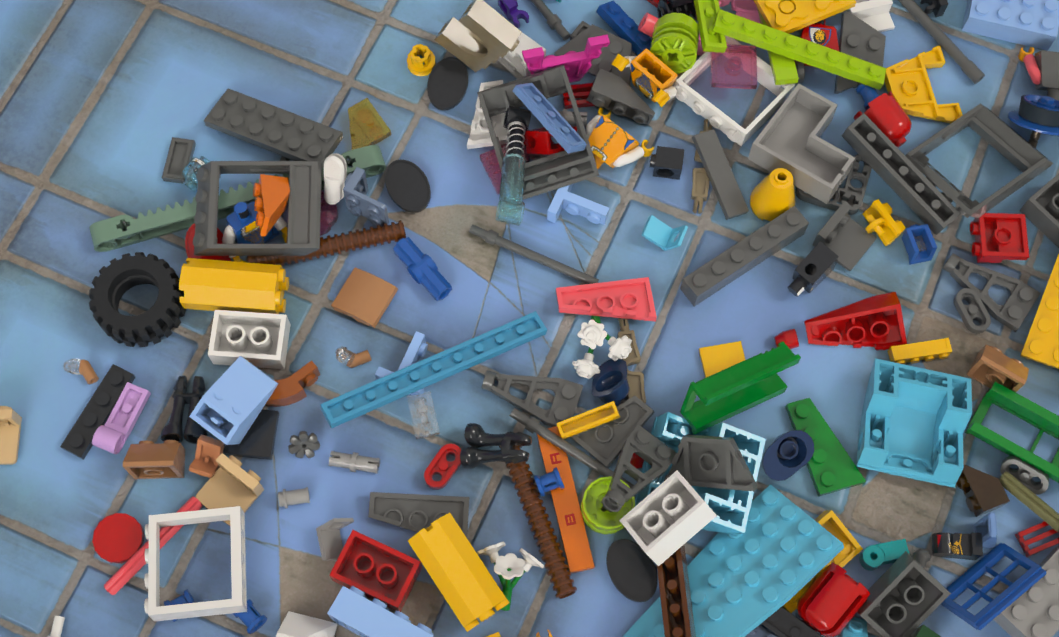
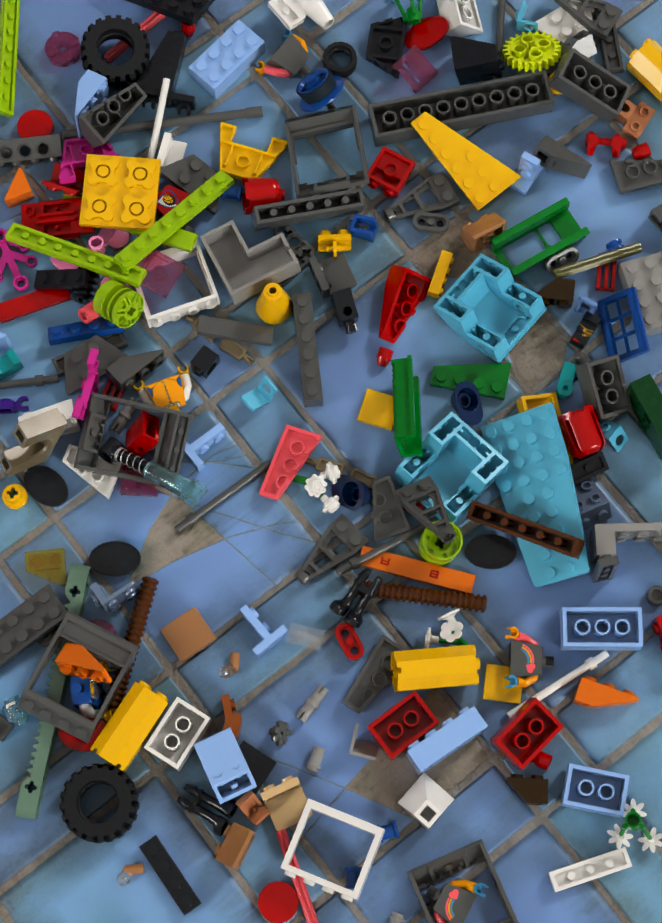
camera: 60 degrees left, 5 degrees up
(122, 419) = (187, 858): lavender plate -> none
(334, 178) = (86, 607): white arm -> none
(422, 268) = (189, 581): blue piece -> none
(432, 369) = (277, 612): dark azure plate -> none
(549, 117) = (130, 425): medium blue tile -> none
(549, 481) = (401, 573): blue bush -> none
(588, 420) = (372, 522): yellow piece -> none
(649, 76) = (135, 336): torso -> none
(667, 518) = (476, 506): white brick -> none
(712, 463) = (452, 457): dark grey wing -> none

